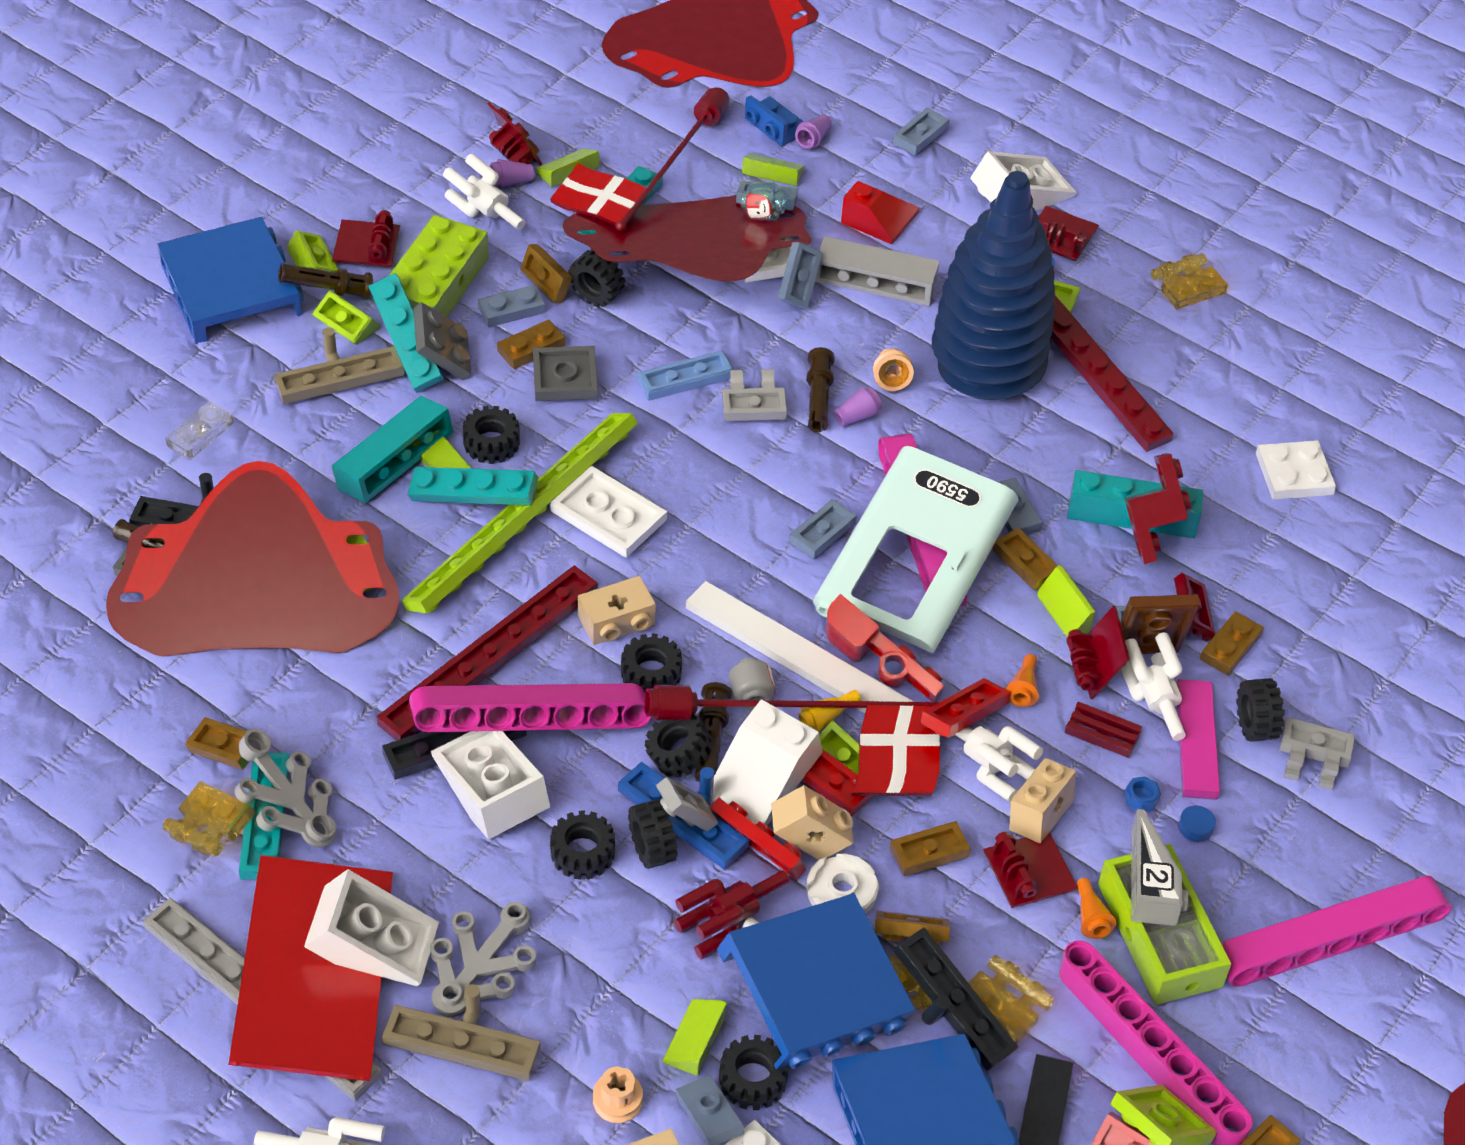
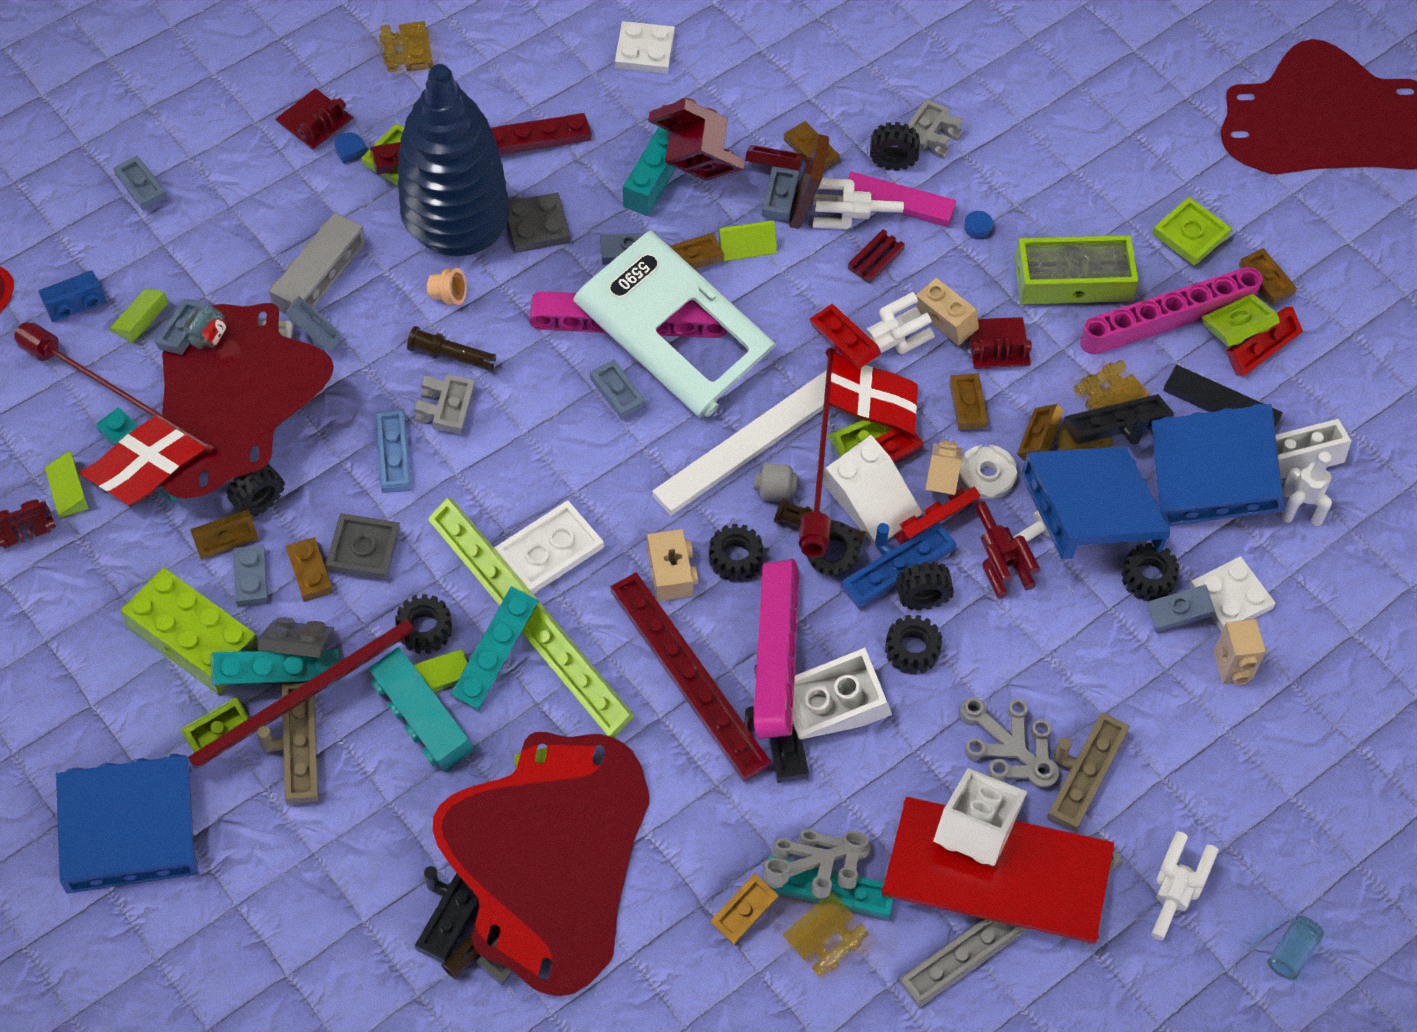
camera: 75 degrees left, 10 degrees up
(199, 430) = (329, 883): clear plate -> none
(310, 251) = (114, 744): lime slope -> none
(339, 281) = (167, 750): dark brown pin -> none
(367, 241) = (112, 687): dark red hinge -> none
(381, 354) = (300, 694): none -> dark red tile
(481, 193) = (91, 566): white plant -> none
(512, 172) = (62, 540): medium lavender cone -> none
(617, 1105) = (1152, 670): light nougat piece -> none
(686, 804) = (916, 549): light grey plate -> none
(696, 1035) = (1108, 603): lime slope -> none
(812, 131) = (106, 268): medium lavender cone -> none
(820, 717) = (815, 434): yellow cone -> none
(857, 635) = (761, 386): plate -> none
(858, 407) = (482, 324): medium lavender cone -> none
(876, 212) = (235, 247): red slope -> none
(1012, 426) = (537, 222): none -> dark grey plate
(1024, 684) = (820, 292): orange cone -> none
(1045, 181) = (245, 127): white slope -> none
(1095, 917) = (1051, 312): orange cone -> none
(1099, 653) = (815, 228): dark red hinge -> none
(1142, 794) = (946, 249): blue tile -> none
(1155, 877) = (1056, 254): light grey slope -> none
(1293, 1055) = (1191, 231): none -> lime plate
(1334, 930) = (1093, 167): dark pink beam -> none

